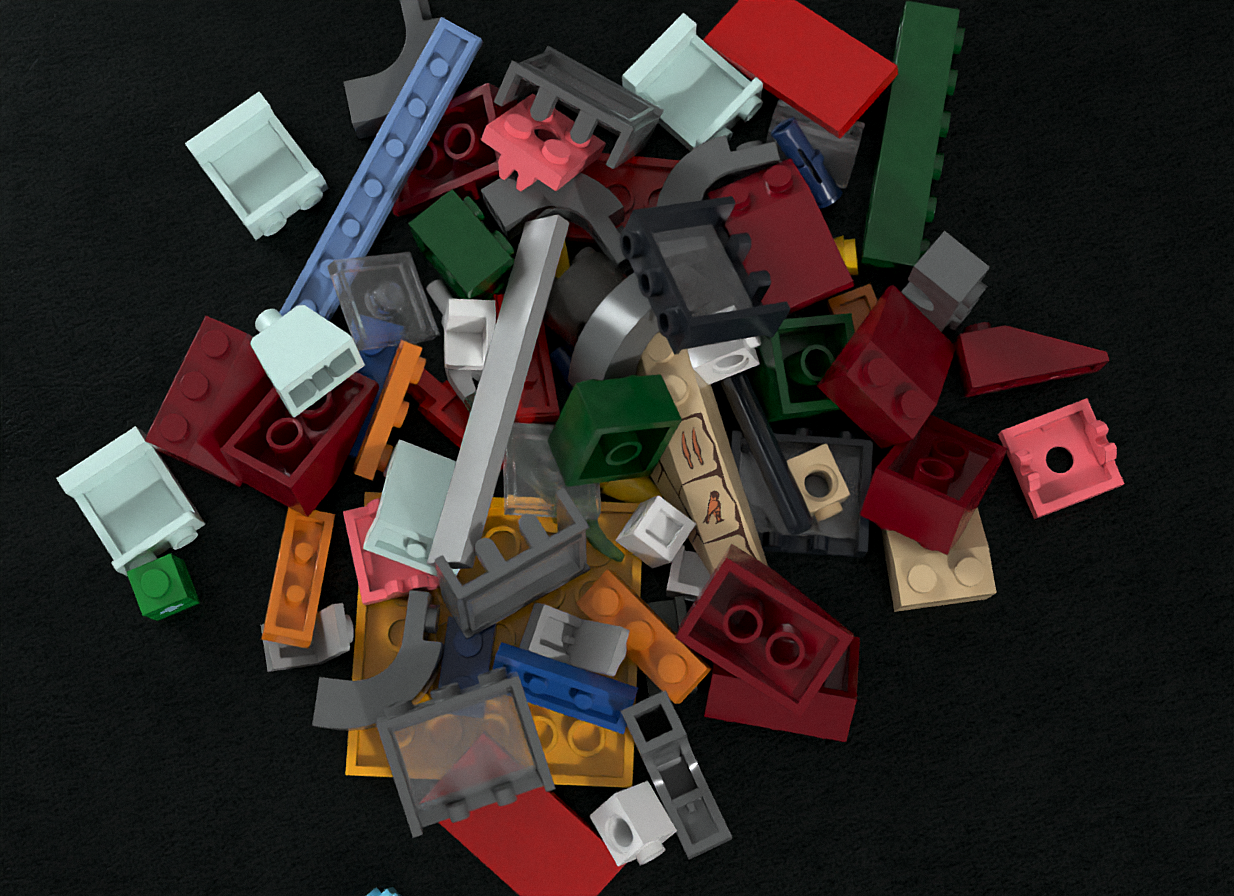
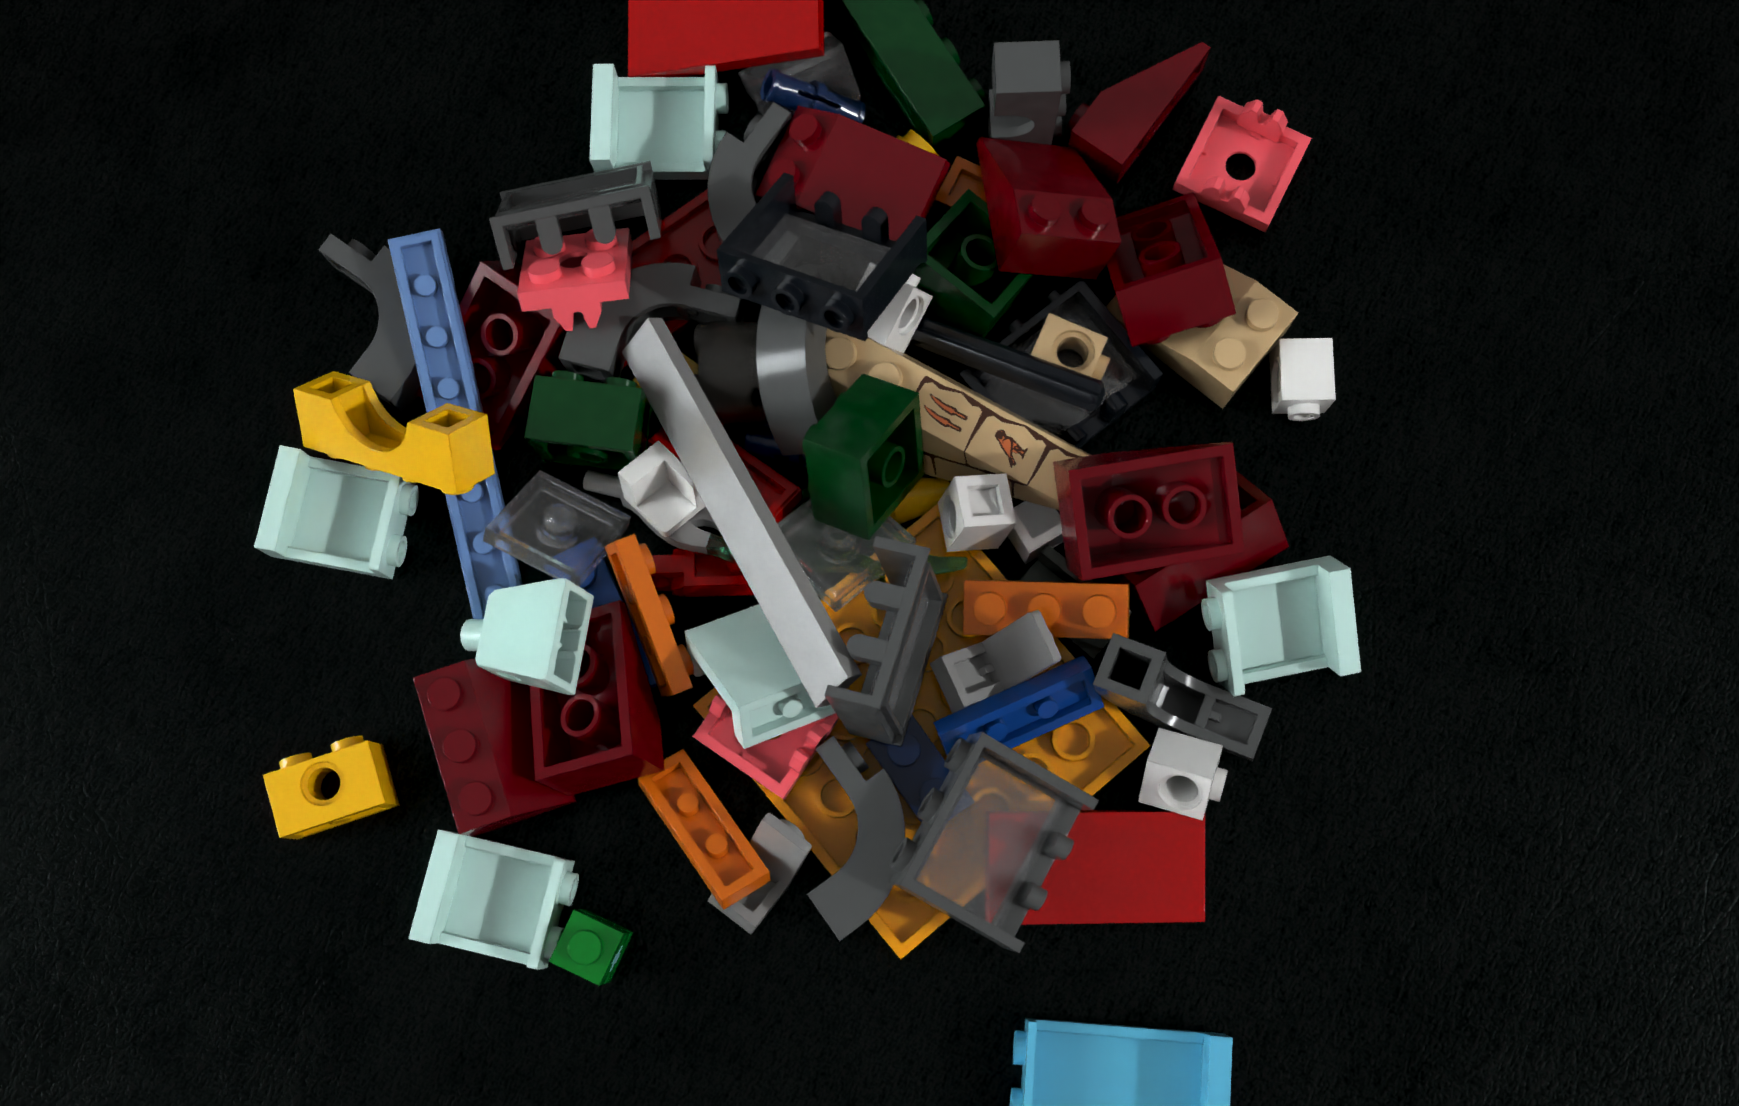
camera: 40 degrees left, 0 degrees up
(70, 332) = (363, 790): none -> yellow brick
(348, 183) = (439, 449): none -> yellow arch
(791, 786) = (1281, 622): none -> light aqua panel
(963, 639) = (1302, 377): none -> white brick

